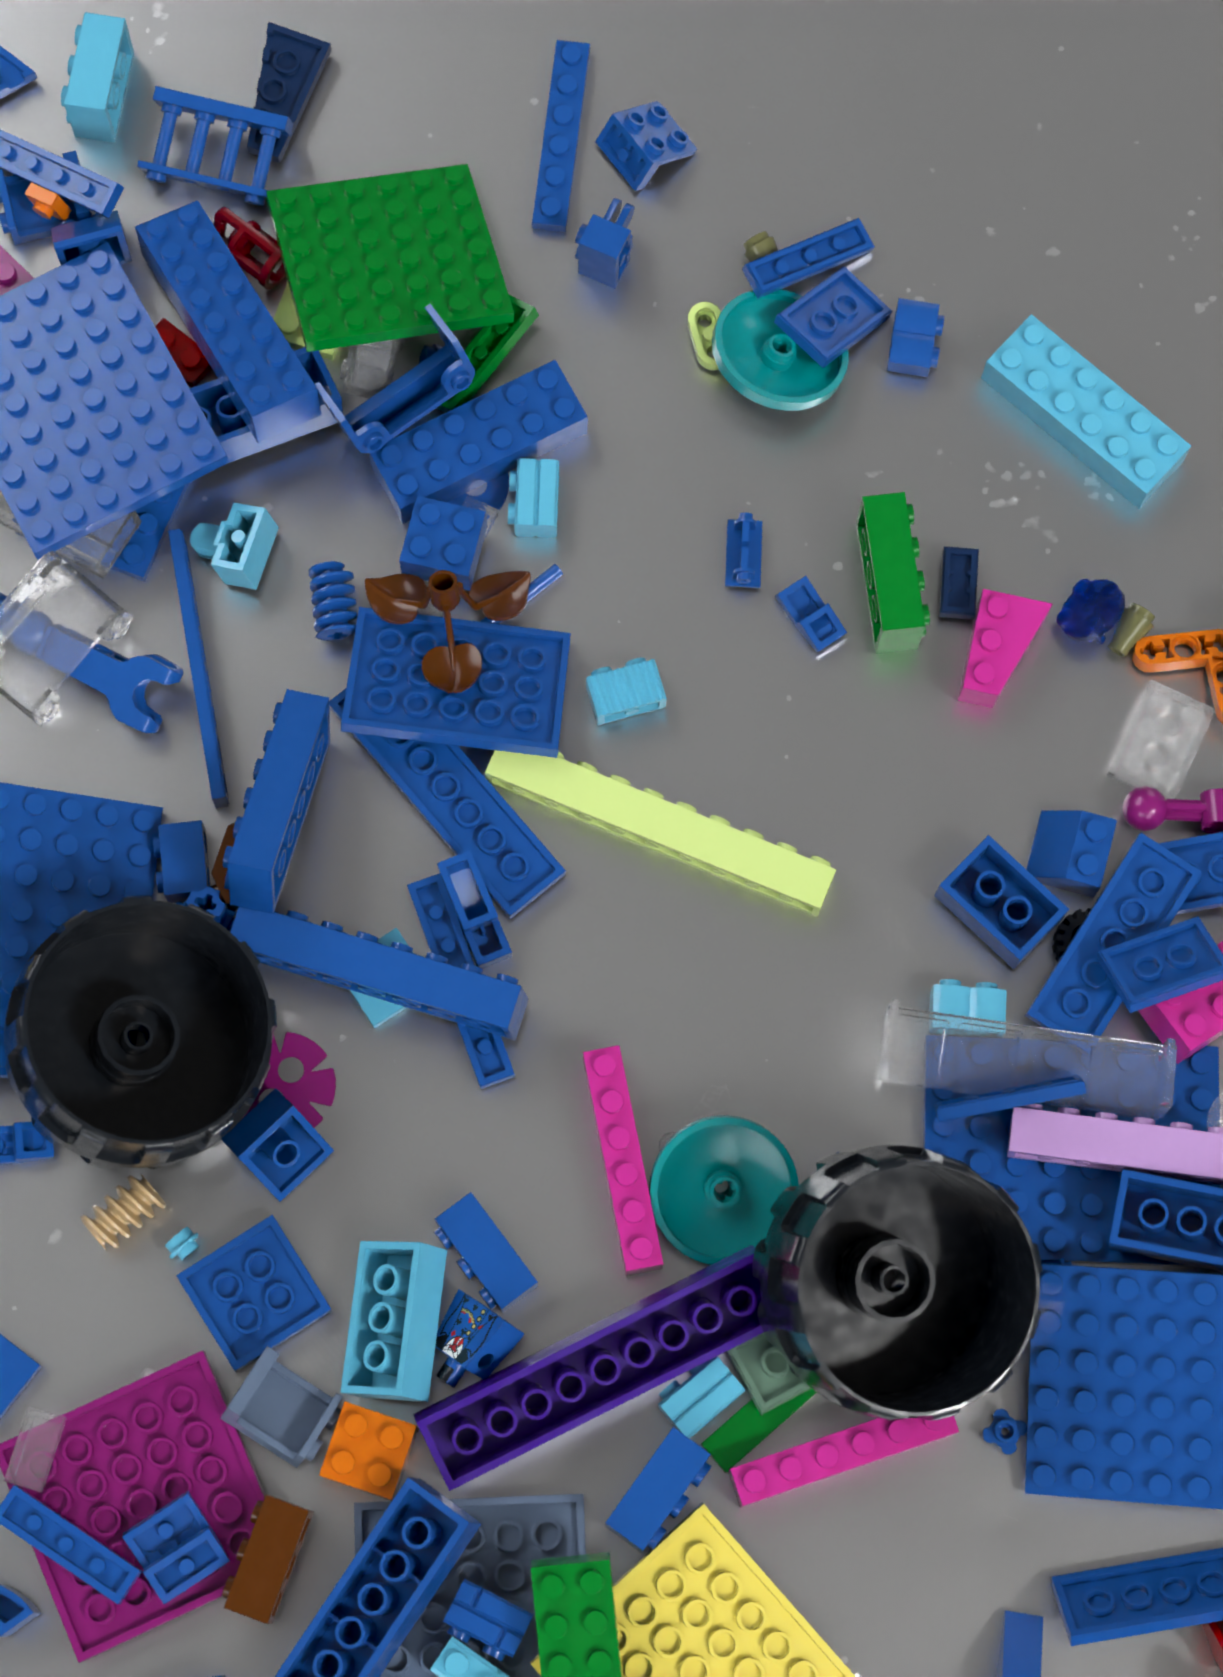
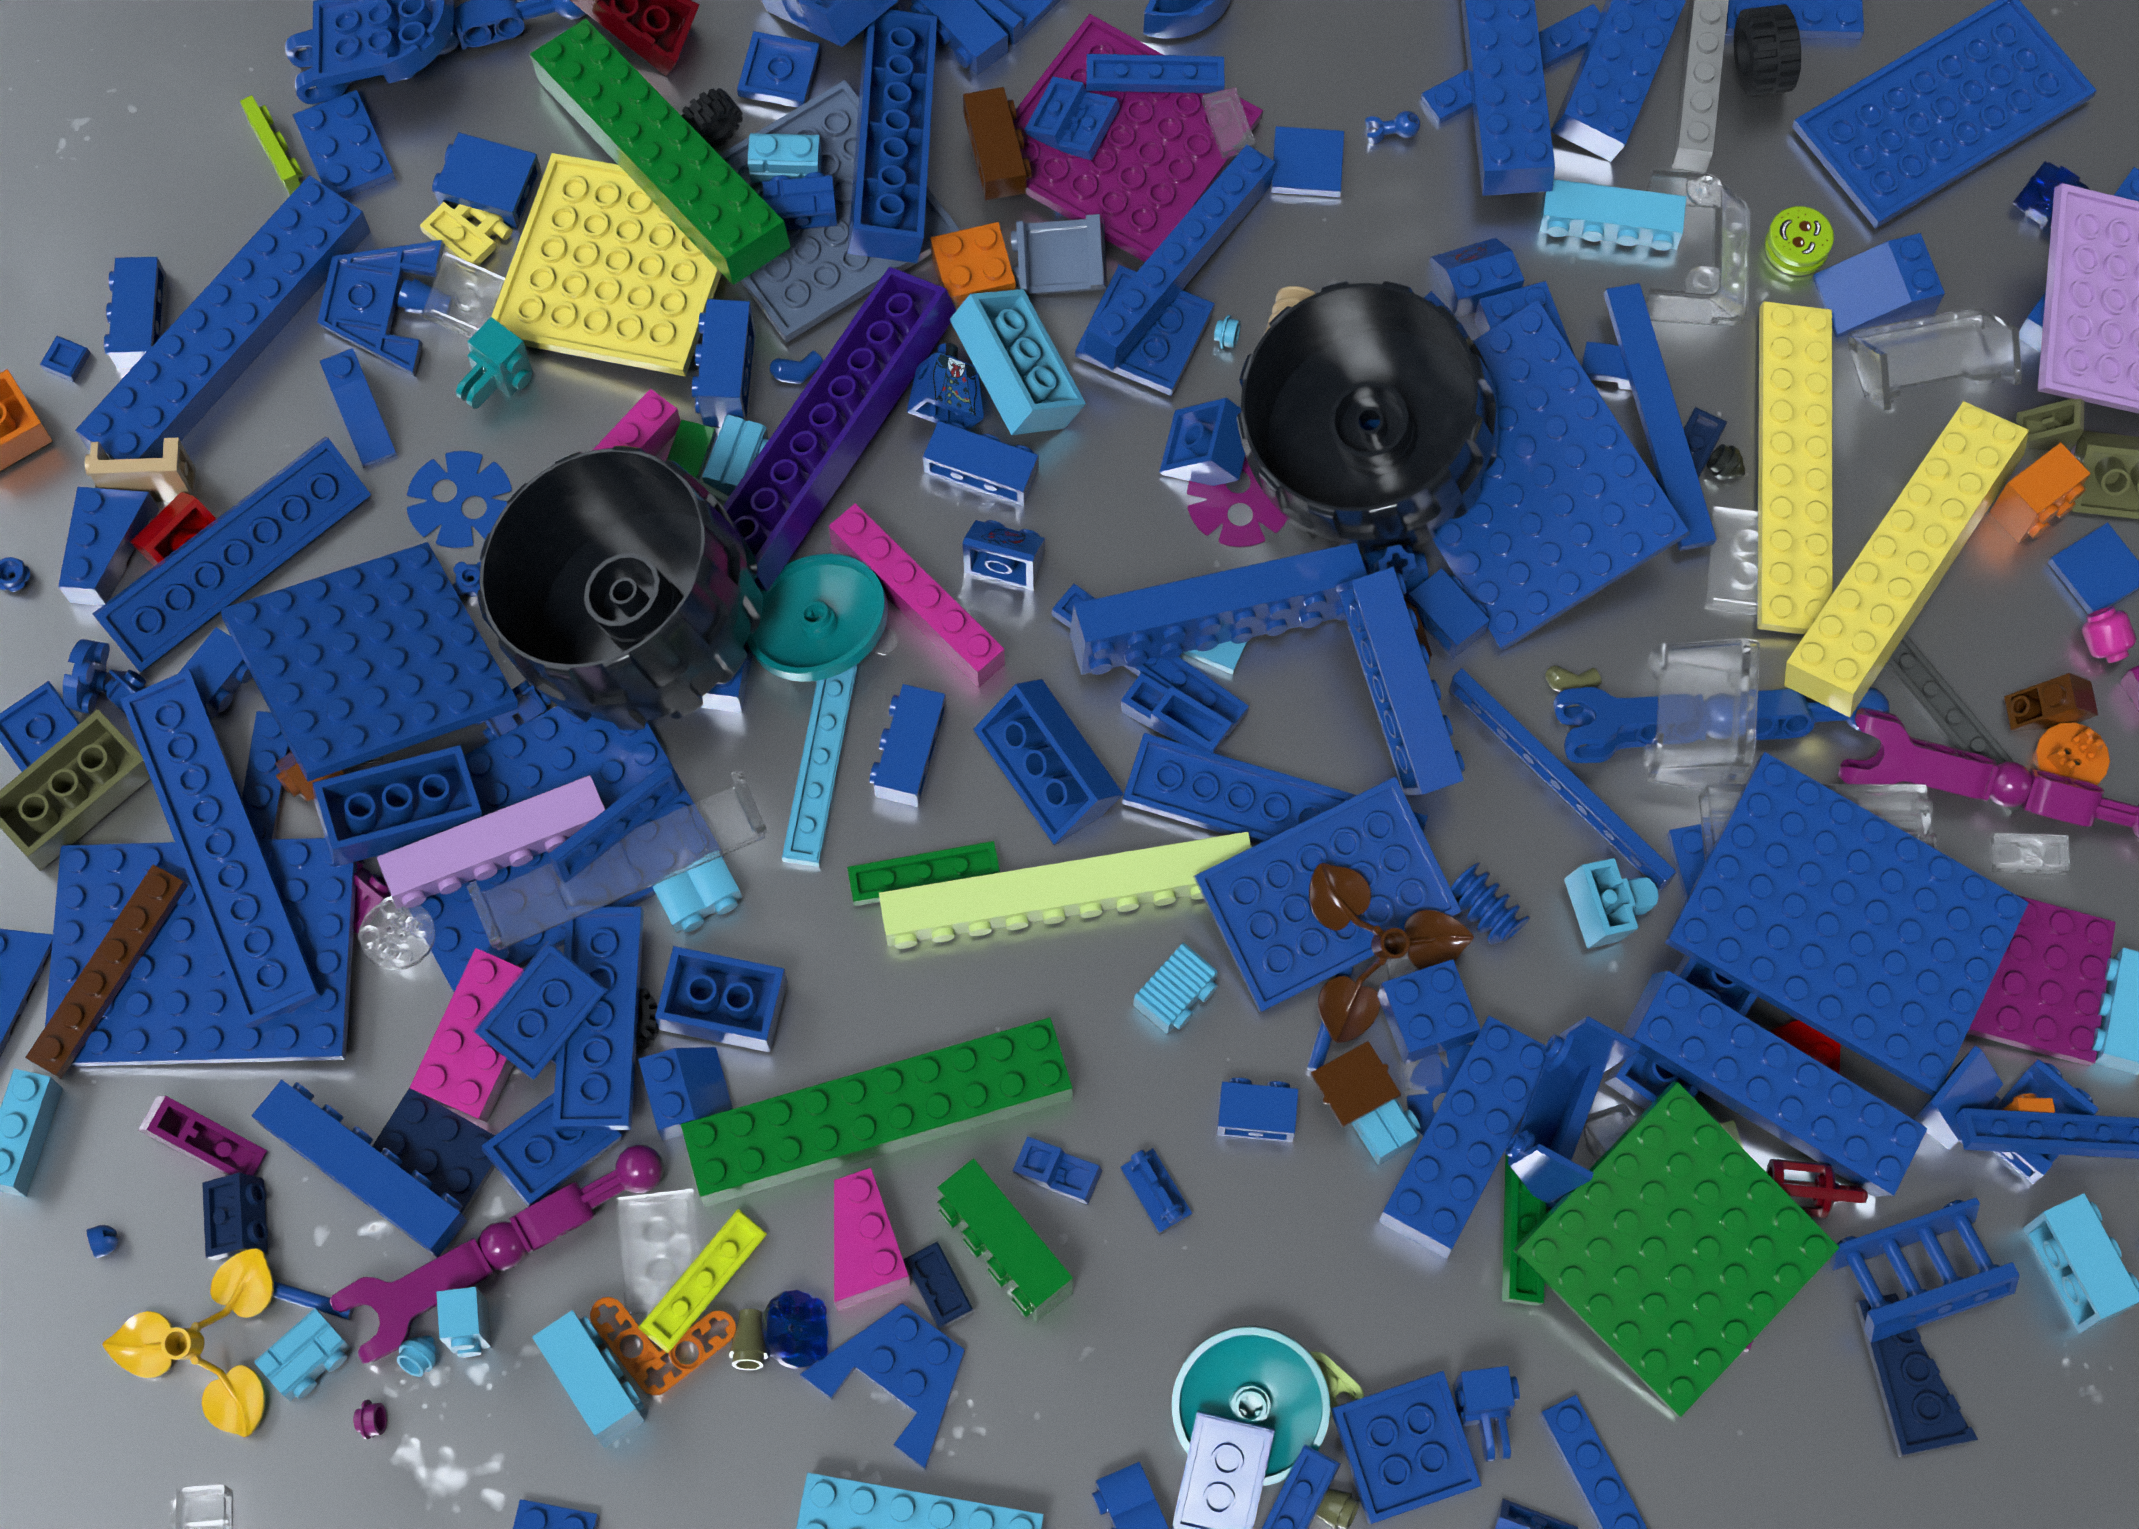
camera: 150 degrees right, 5 degrees down
(129, 744) = (1562, 679): none -> olive arm
(176, 1332) = (1179, 257): none -> blue brick
(521, 1150) = (1003, 553): none -> blue slope
(540, 522) = (1355, 1084): none -> reddish brown piece
(594, 1456) = (795, 371): none -> blue arm
(604, 943) = (1047, 760): none -> blue slope
(626, 559) = (1257, 1110): none -> blue brick
(684, 257) = (1405, 1447): none -> blue plate
(713, 1030) = (908, 745): none -> blue brick
(768, 913) = (921, 869): none -> green plate
(806, 1054) = (819, 769): none -> medium azure tile
(865, 1630) = (496, 362): none -> teal brick
(926, 737) = (877, 1112): none -> green brick
(938, 1526) = (462, 470): none -> blue piece
(1016, 546) = (906, 1361): none -> blue wing
(1143, 690) = (702, 1281): none -> neon yellow tile

